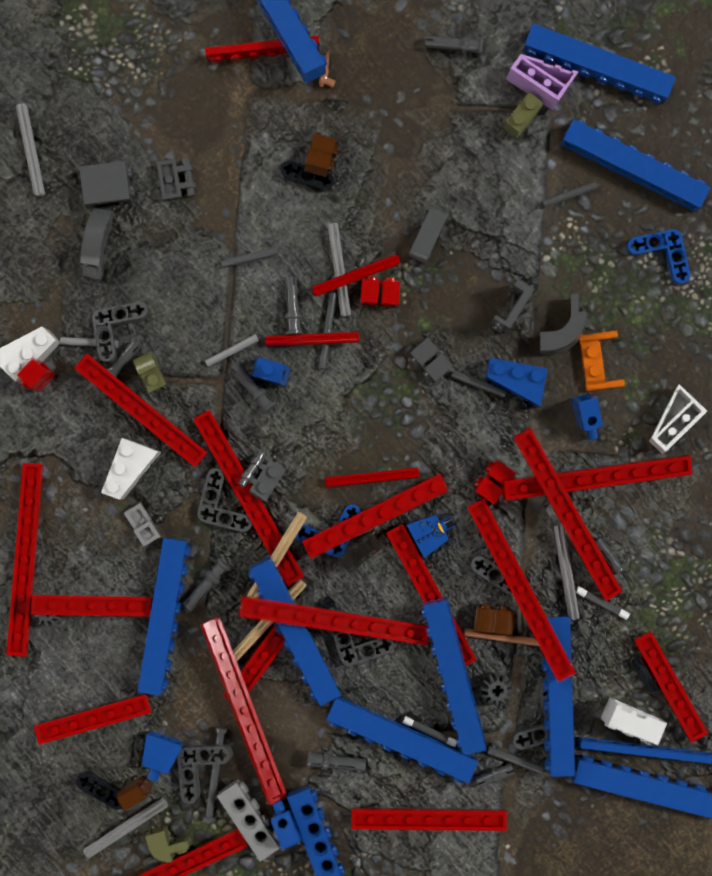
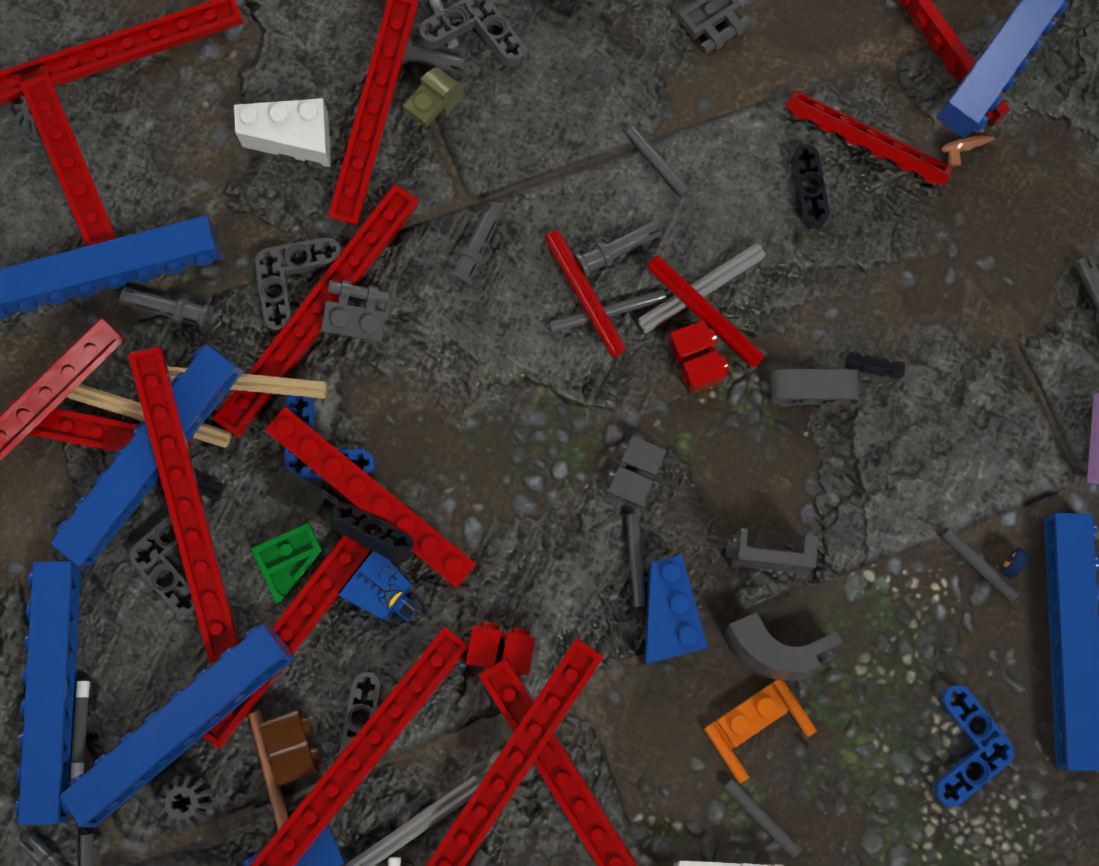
camera: 65 degrees right, 10 degrees down
(142, 524) = (218, 184): light grey slope -> none
(232, 350) = (516, 195): light grey bar -> none
(270, 371) = (511, 255): blue torso -> none
(294, 126) = (877, 142): none -> red plate
(320, 155) = (848, 188): reddish brown brick -> none
(372, 477) = (426, 469): red axle -> none
(387, 577) = (287, 559): none -> green wing
(405, 524) = (354, 521): none -> black beam
(431, 193) = (875, 365): none -> black axle
(522, 115) = (1057, 440): olive brick -> none
(578, 175) = (1014, 563): none -> dark blue tile
(585, 408) = (677, 735): blue torso -> none
(648, 382) = (762, 818): none -> dark grey bar

